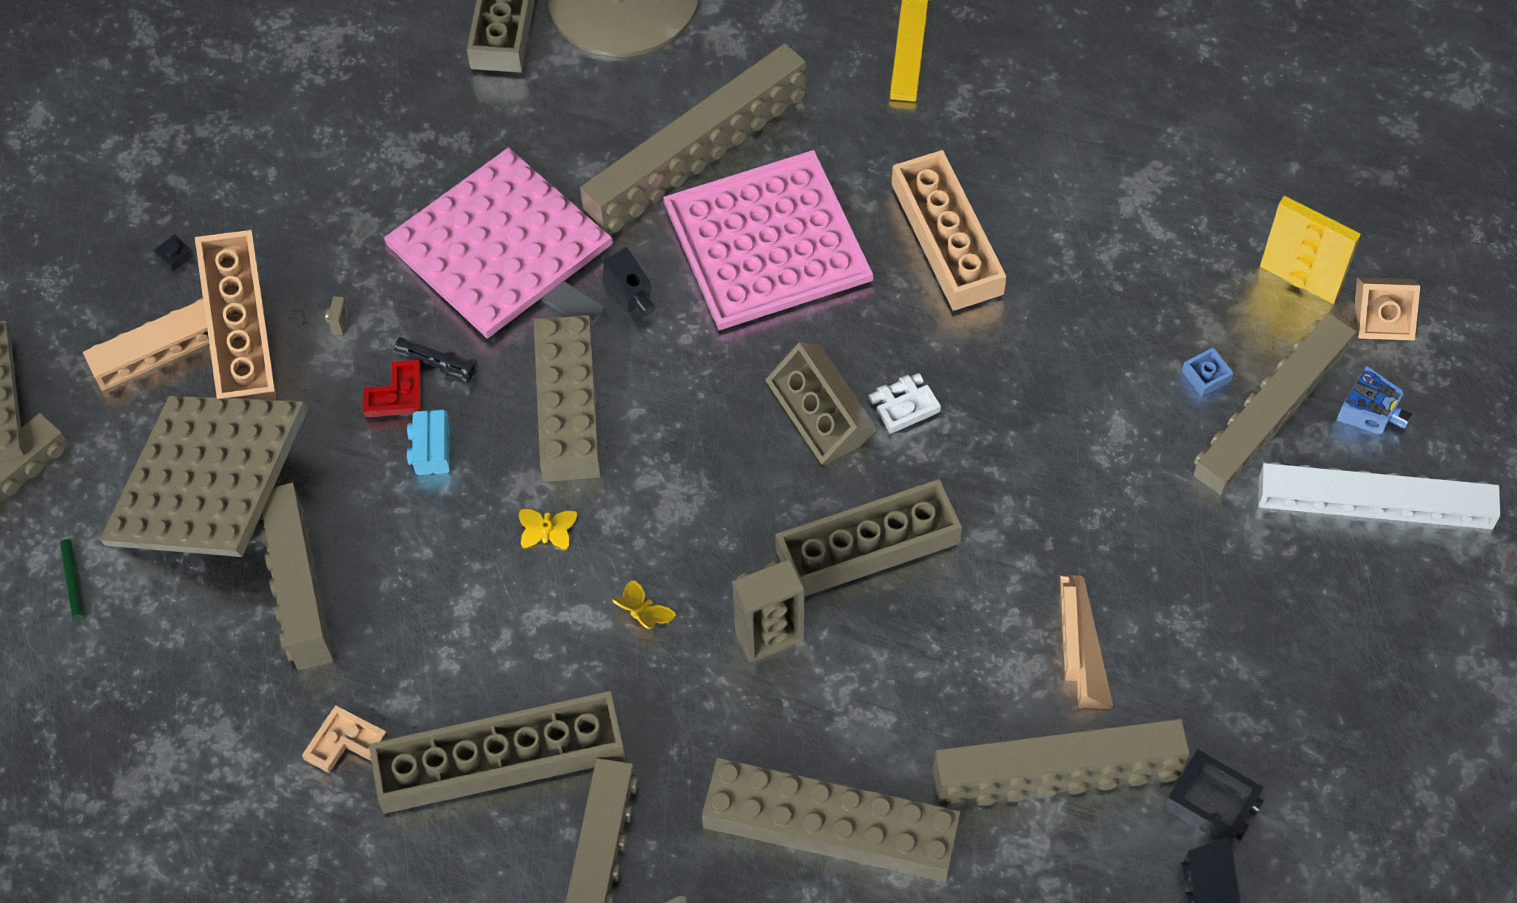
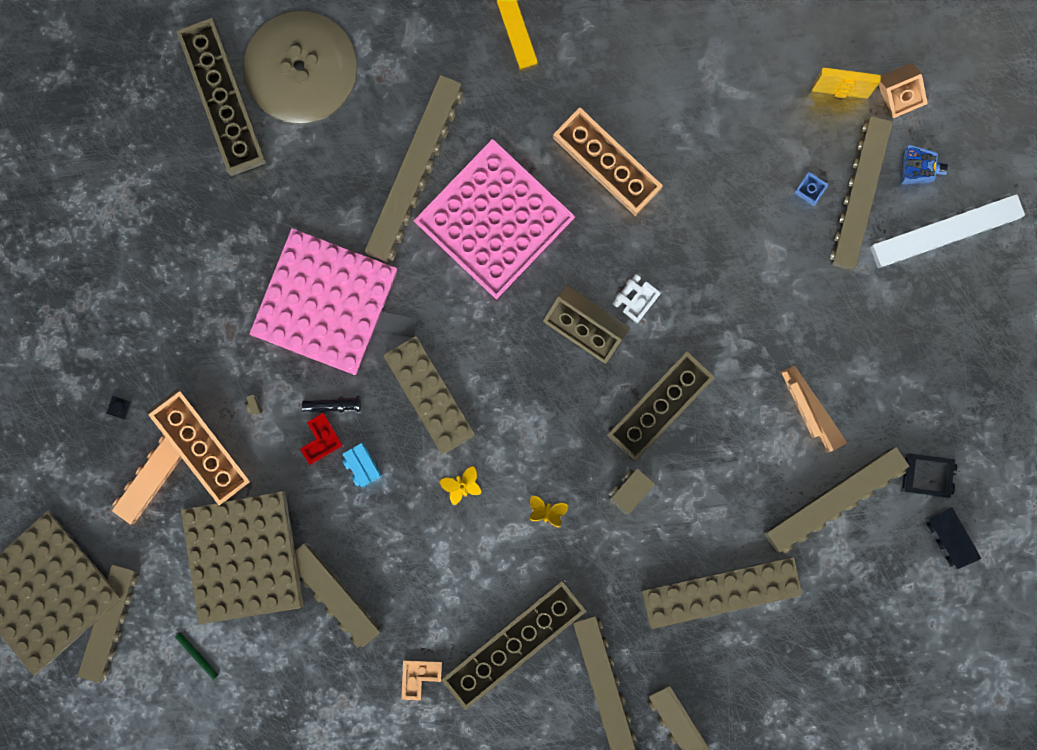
camera: 25 degrees left, 25 degrees up
(628, 282) = (419, 294): black torso -> none

